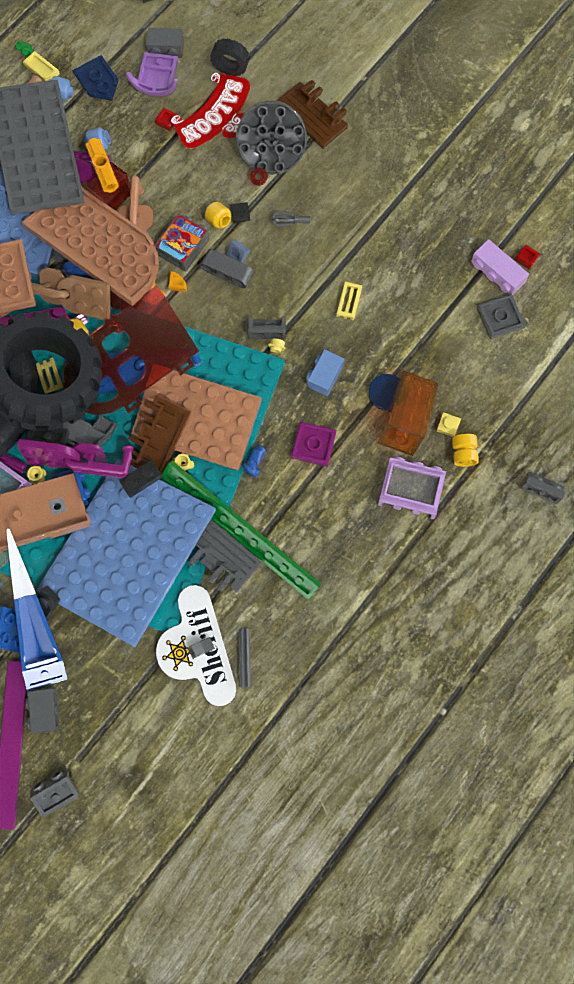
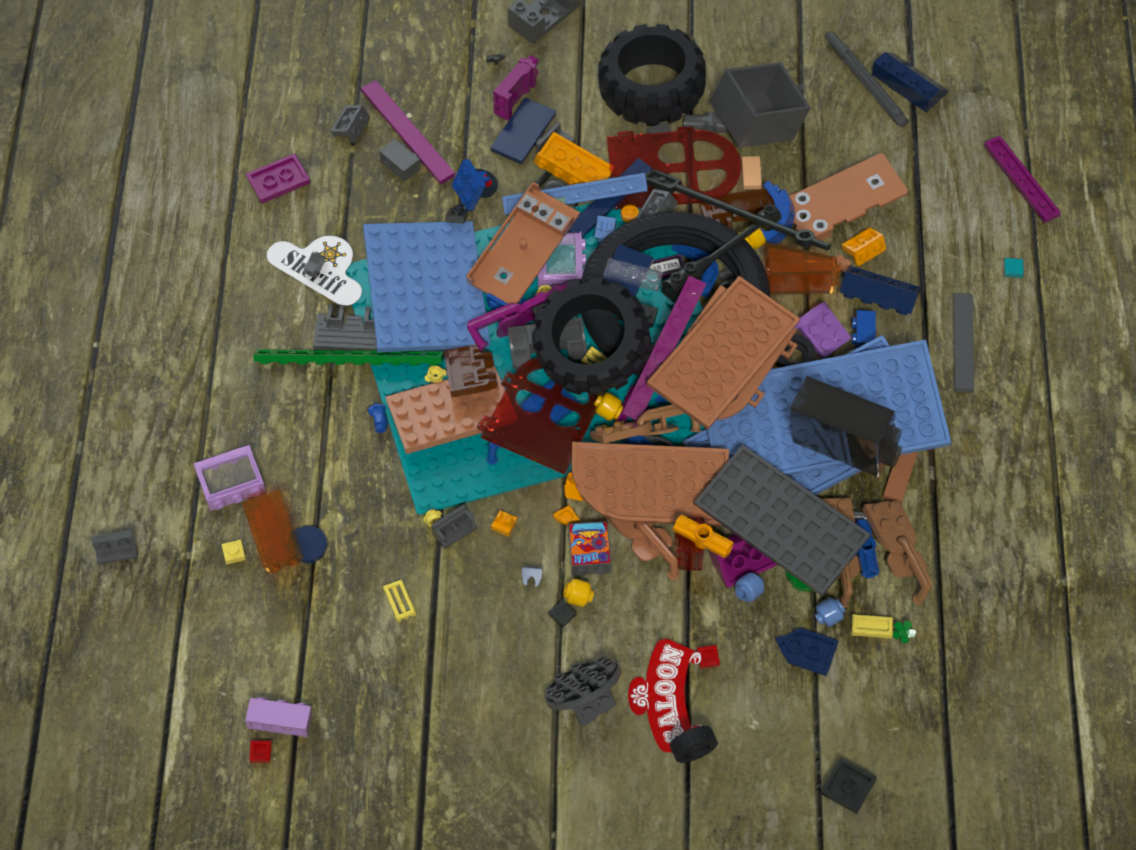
camera: 140 degrees right, 15 degrees down
(38, 649) = (435, 187): plate -> none
(140, 478) = (454, 333): pearl dark grey plate -> none
(156, 75) = (755, 689): medium lavender piece -> none
(165, 41) = (775, 727): dark grey brick -> none
(165, 776) = (277, 178): none -> magenta plate
(226, 307) = (504, 523): none -> light orange tile
(227, 268) = (530, 552): dark grey beam -> none
(244, 657) = (277, 282): dark grey axle -> none
(262, 172) = (572, 655): clear red plate -> none
(294, 219) = (506, 641): dark grey piece -> none
(313, 444) = (340, 463): magenta tile -> none
(317, 116) = (574, 754): reddish brown hinge -> none
(325, 372) = (371, 521): medium blue brick -> none
(465, 450) = (204, 535): yellow wheel -> none
(501, 316) = (248, 677): dark grey tile -> none

